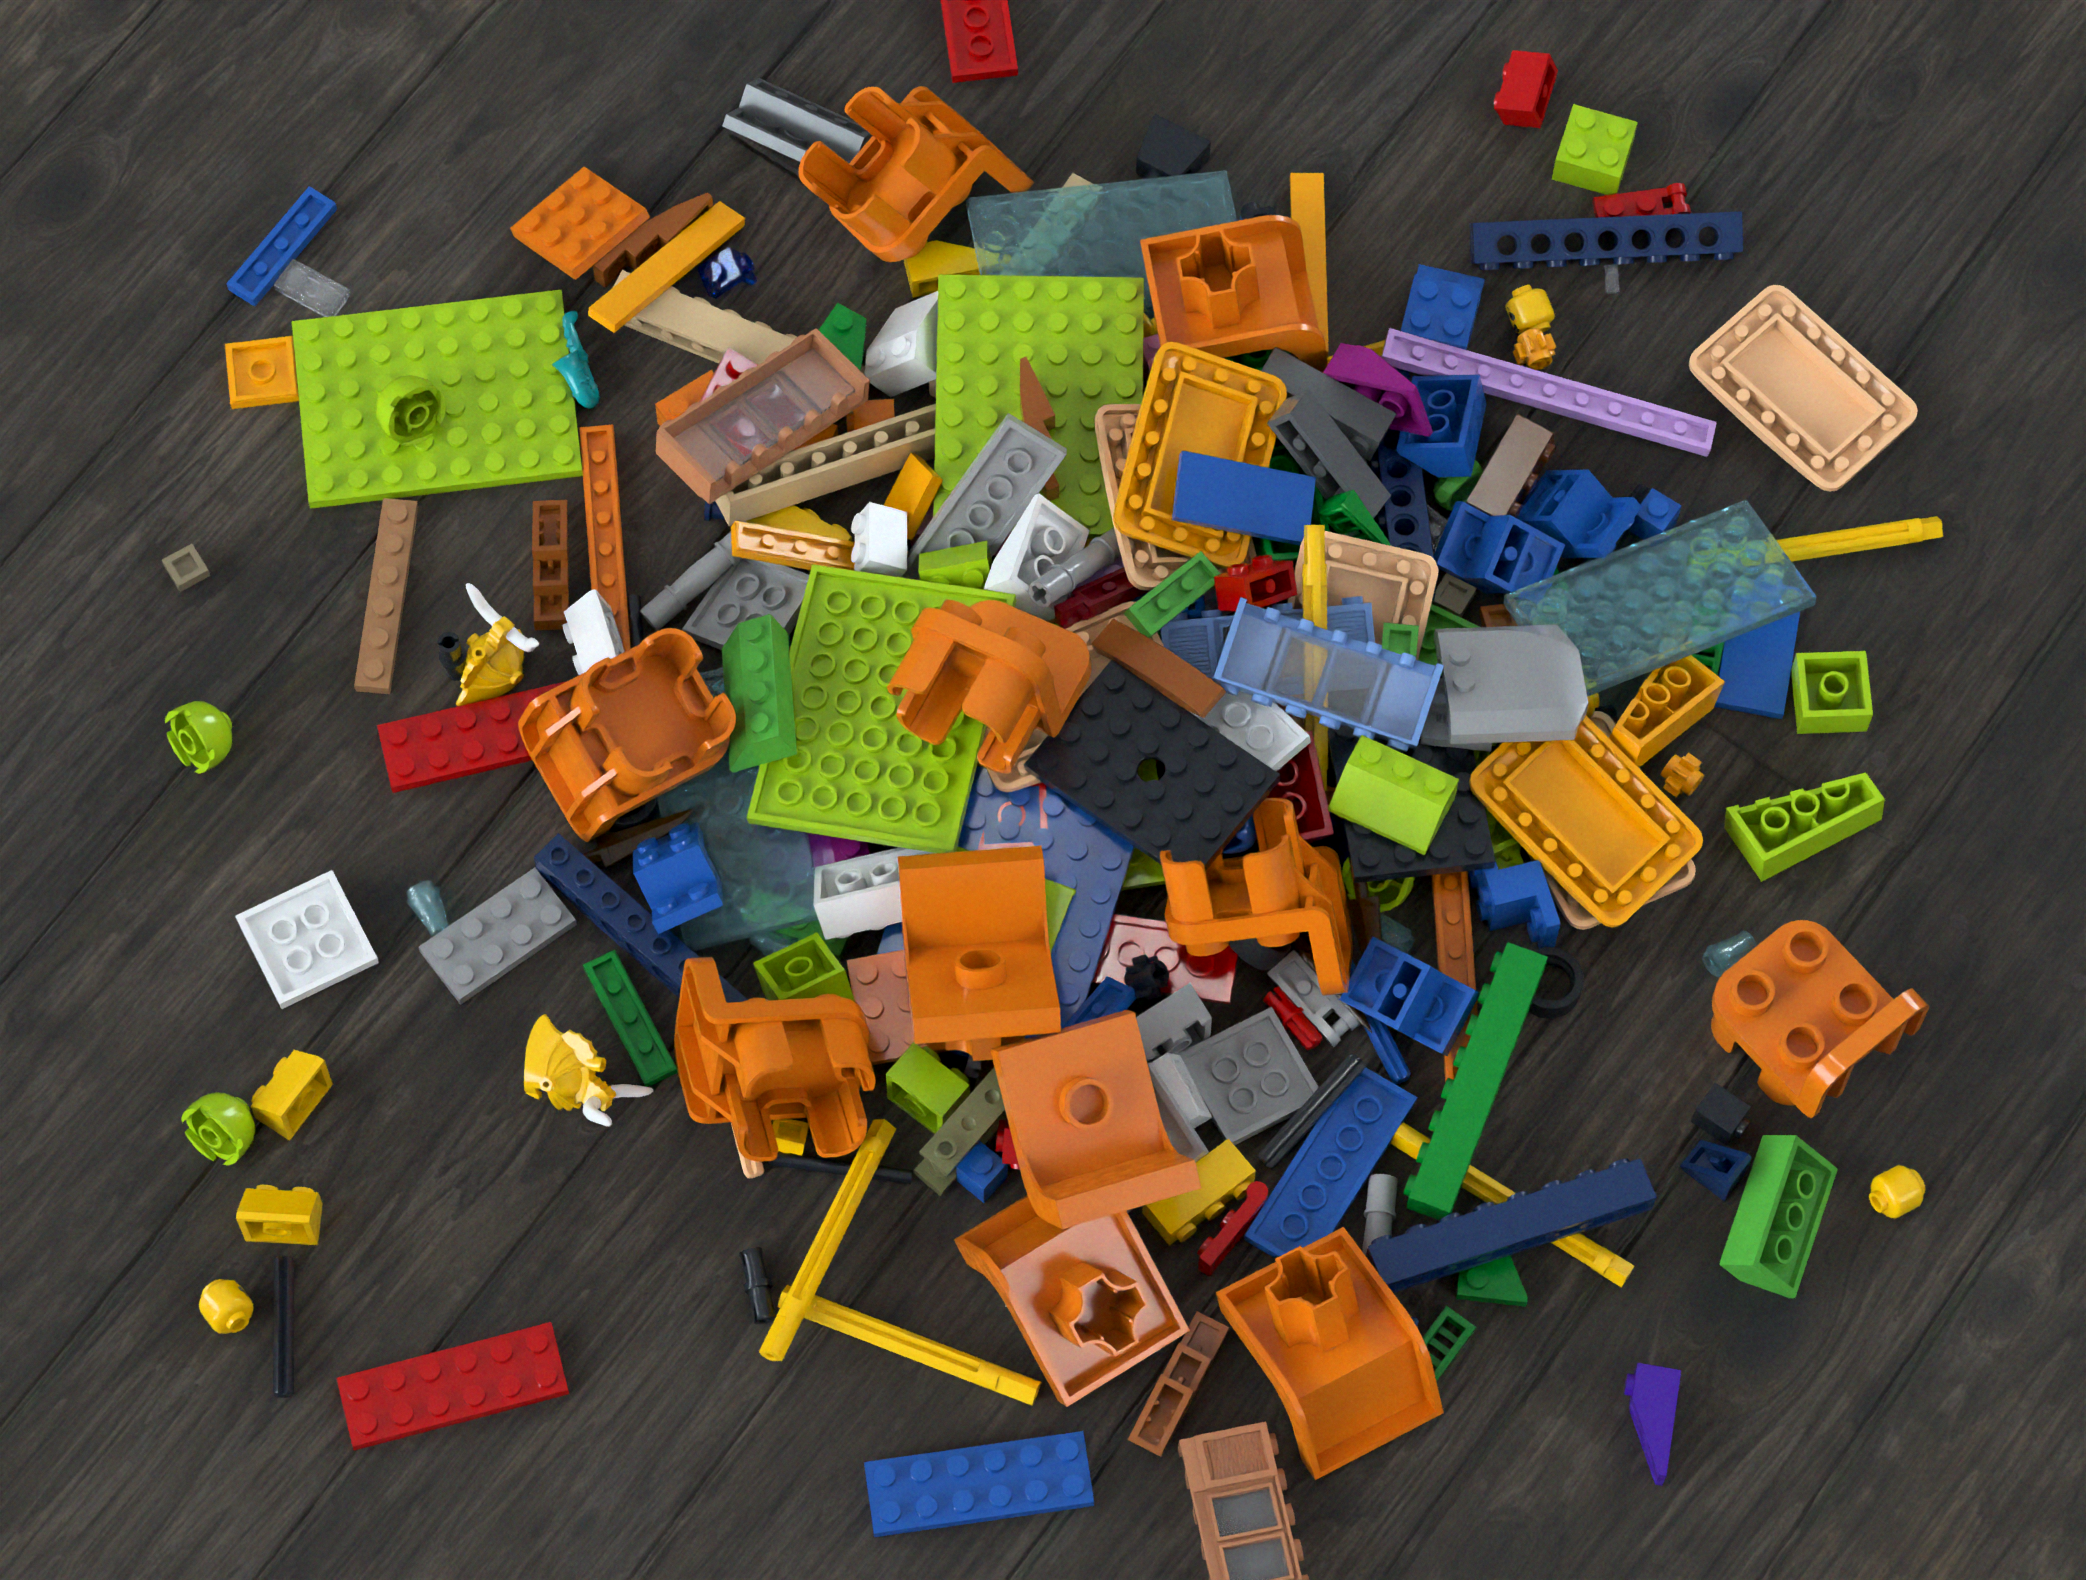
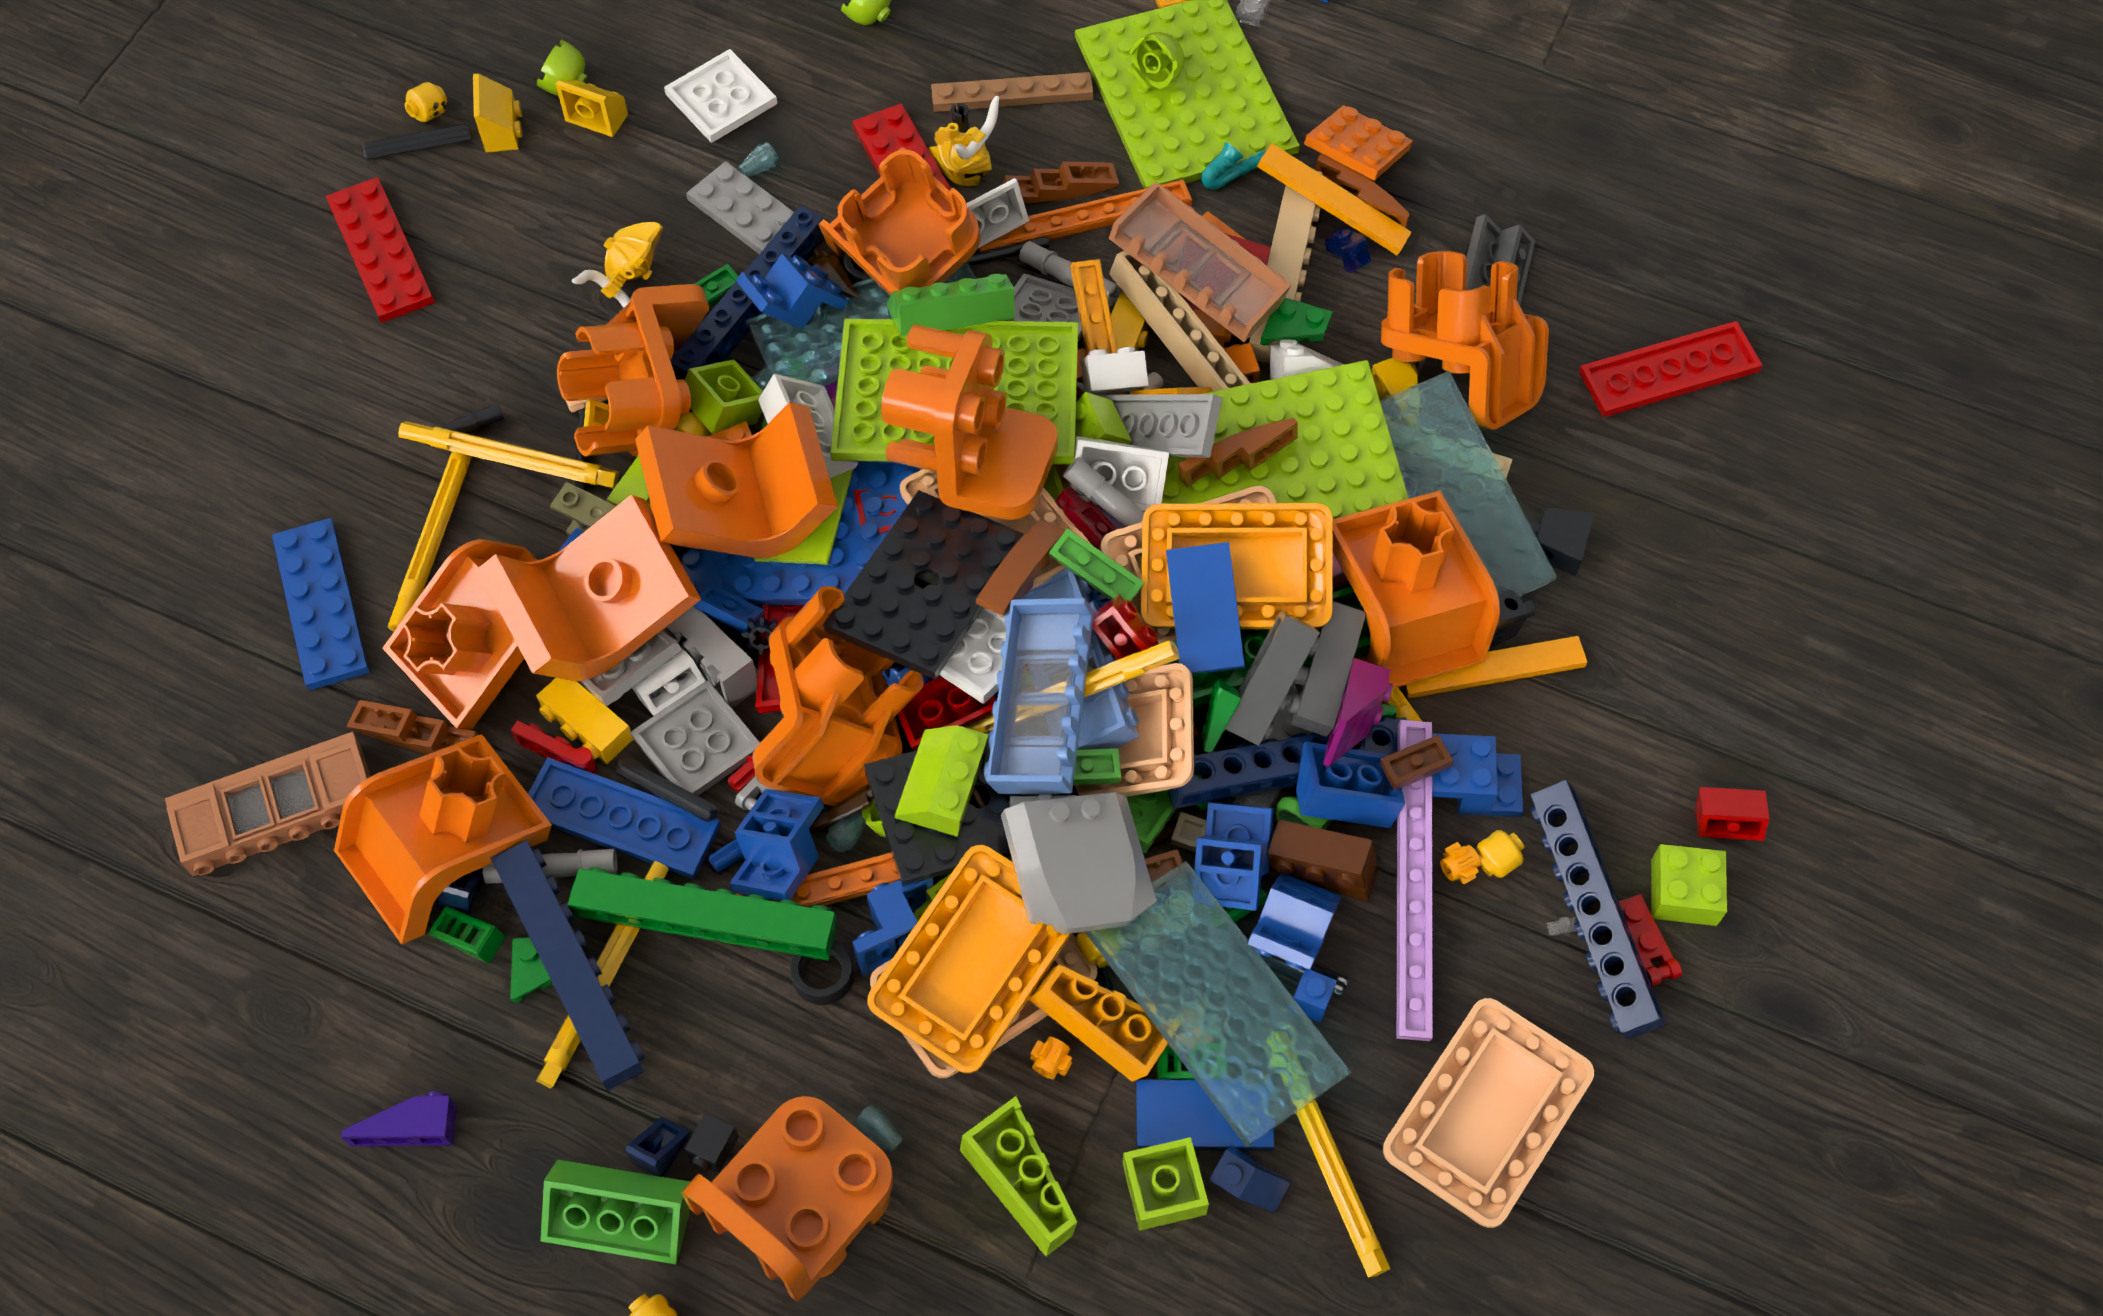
camera: 80 degrees right, 5 degrees down
(1438, 351) = (1416, 762): none -> reddish brown plate
(1833, 619) = (1249, 1179): none -> dark blue slope

